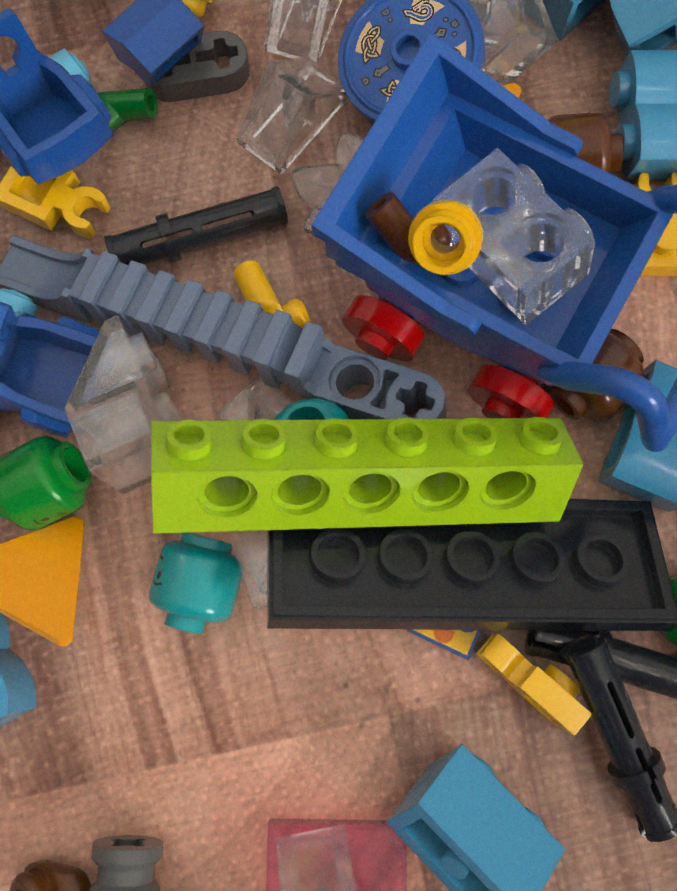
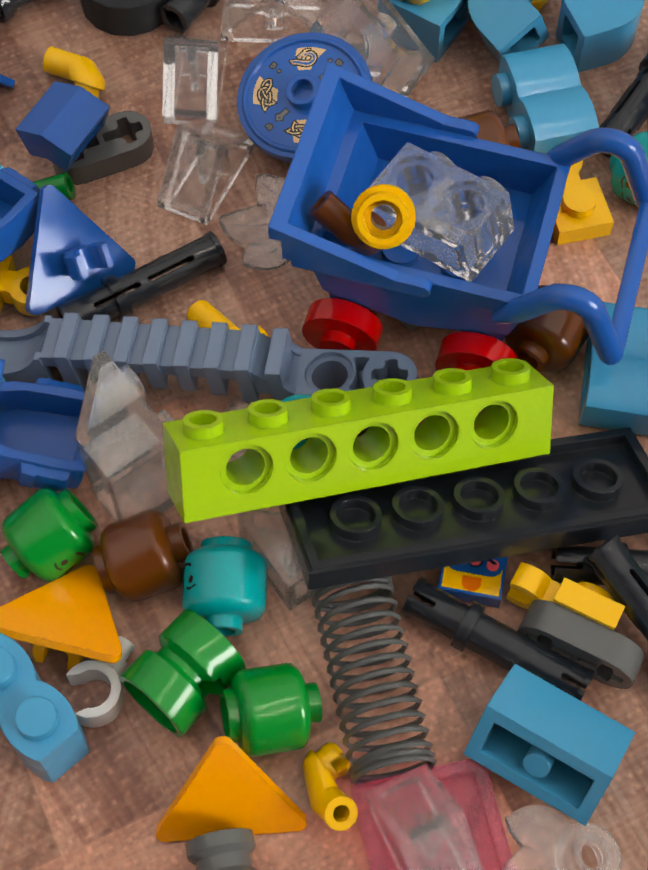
camera: 15 degrees left, 15 degrees down
(71, 653) = (106, 672): none -> white piece
(117, 529) = (142, 555): none -> reddish brown head
(123, 670) = (182, 672): none -> green wheel
(126, 182) = (68, 254): none -> blue piece
(144, 805) = (228, 794): none -> light orange piece
(207, 726) = (270, 709): none -> green head
(243, 827) = (324, 795): none -> yellow arm
(317, 817) = (385, 754): none -> dark grey piece
(455, 706) = (492, 639): none -> black pin
(537, 729) = (584, 642): none -> dark grey beam

